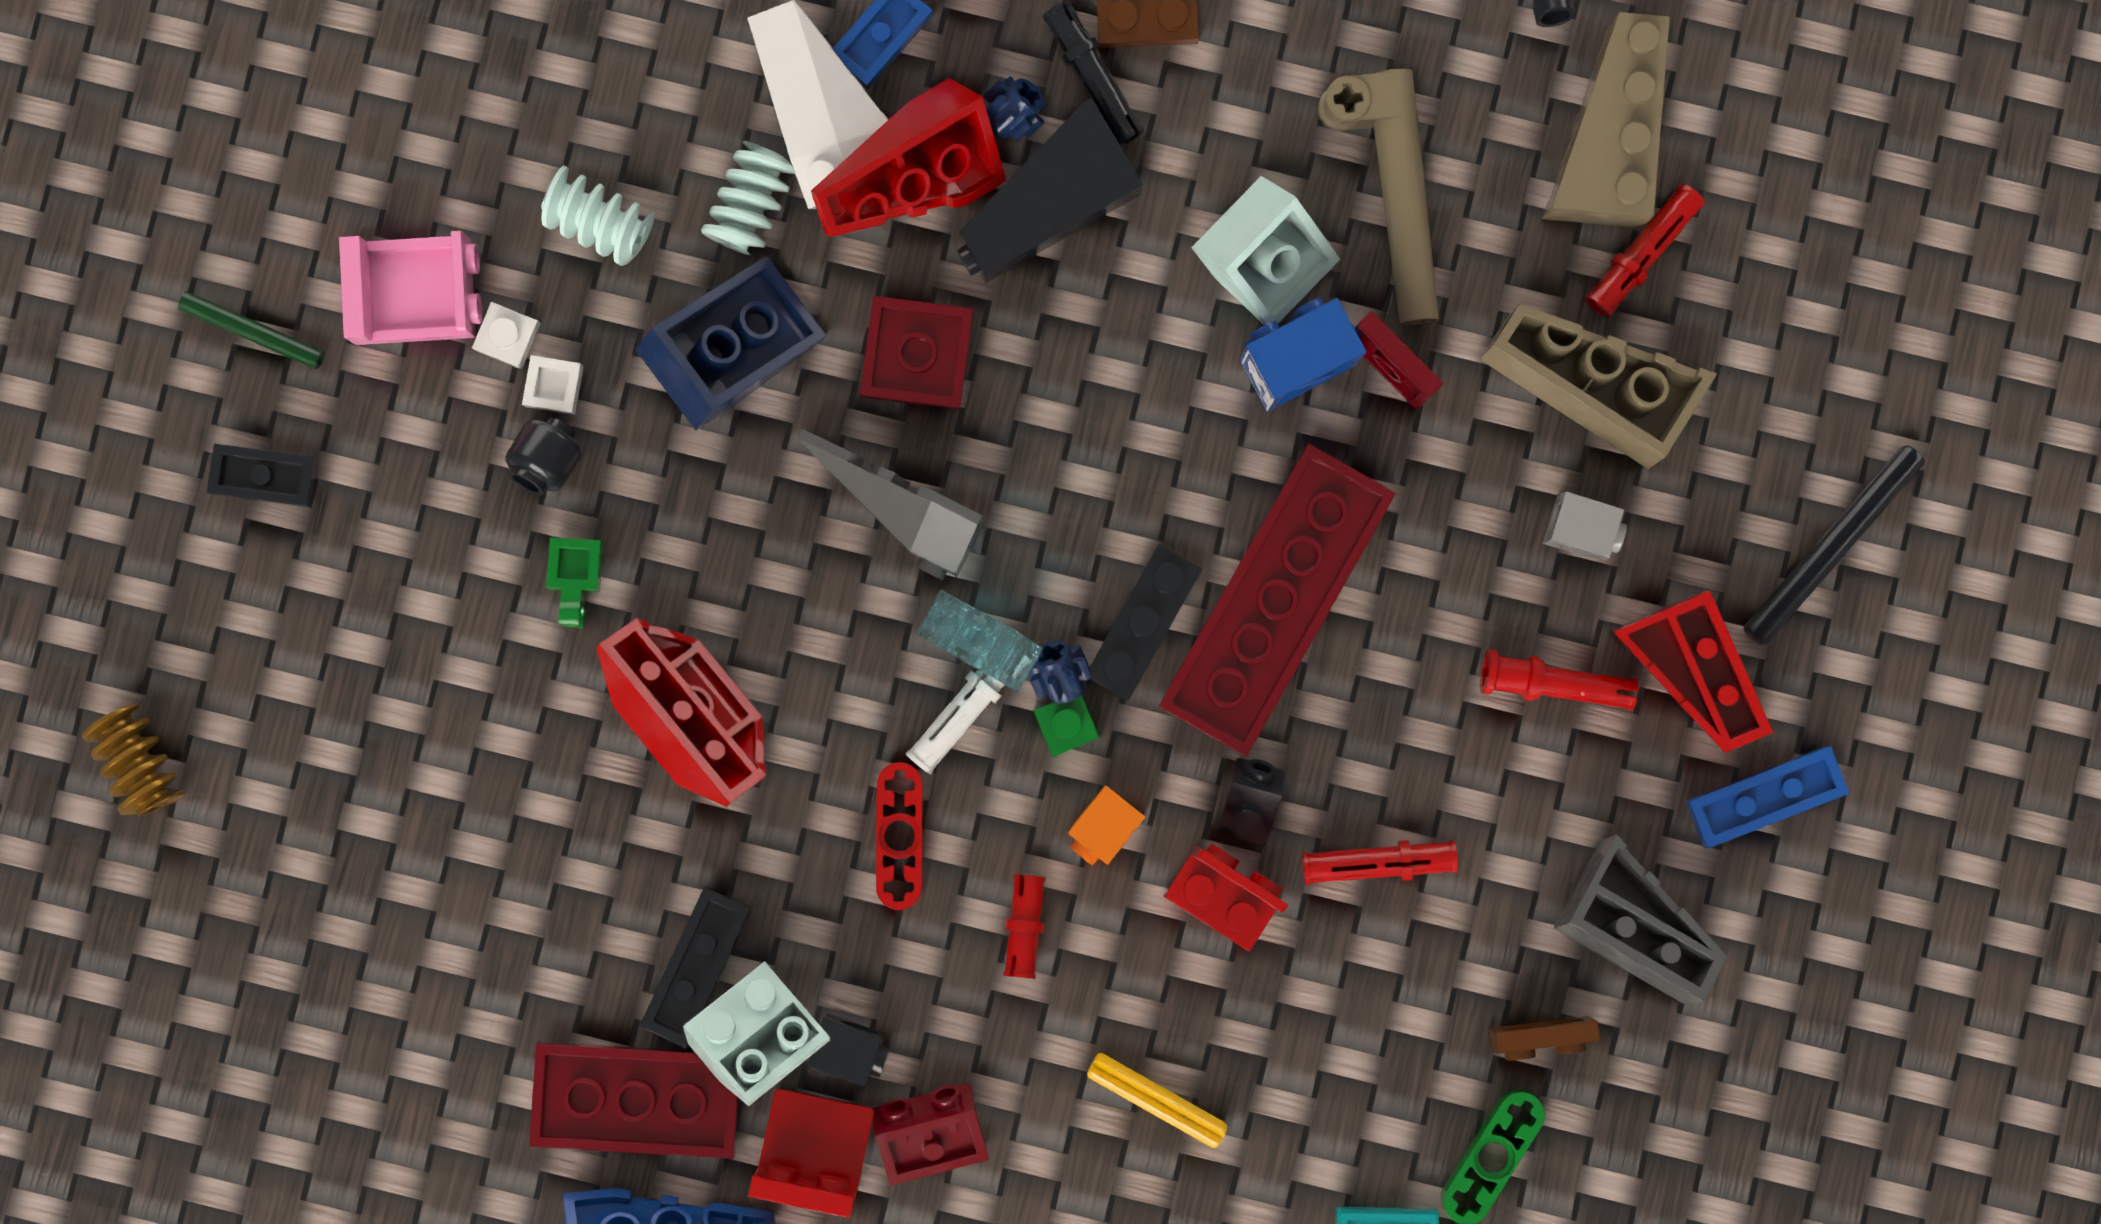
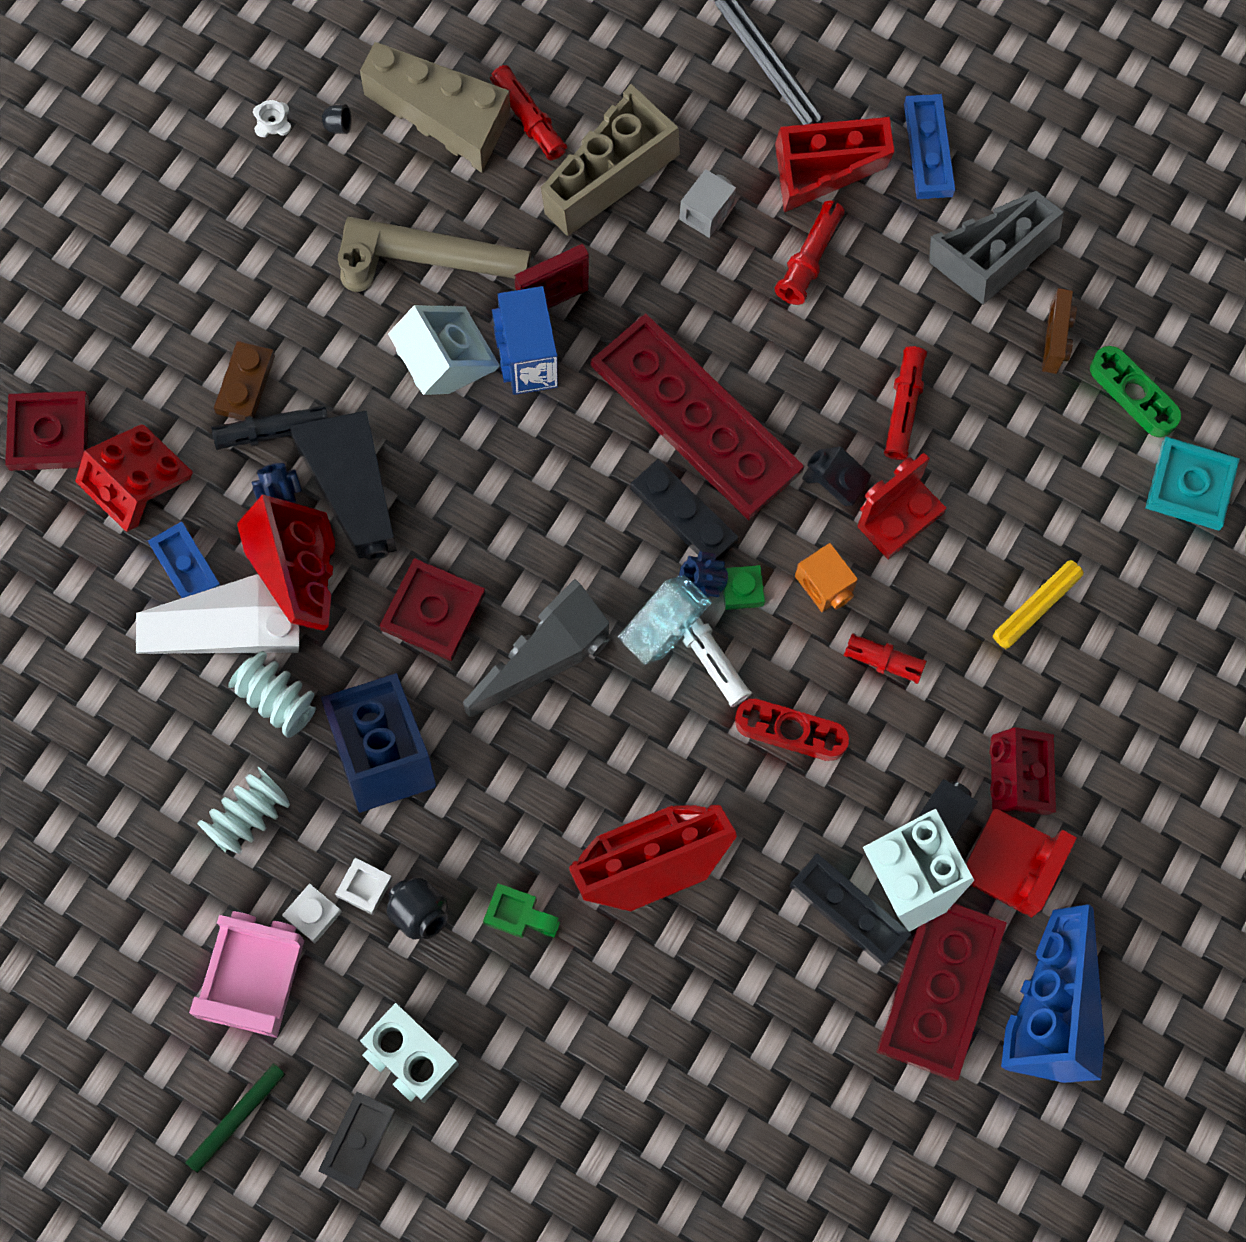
camera: 75 degrees left, 15 degrees down
(387, 508) = (416, 1046): none -> light aqua brick

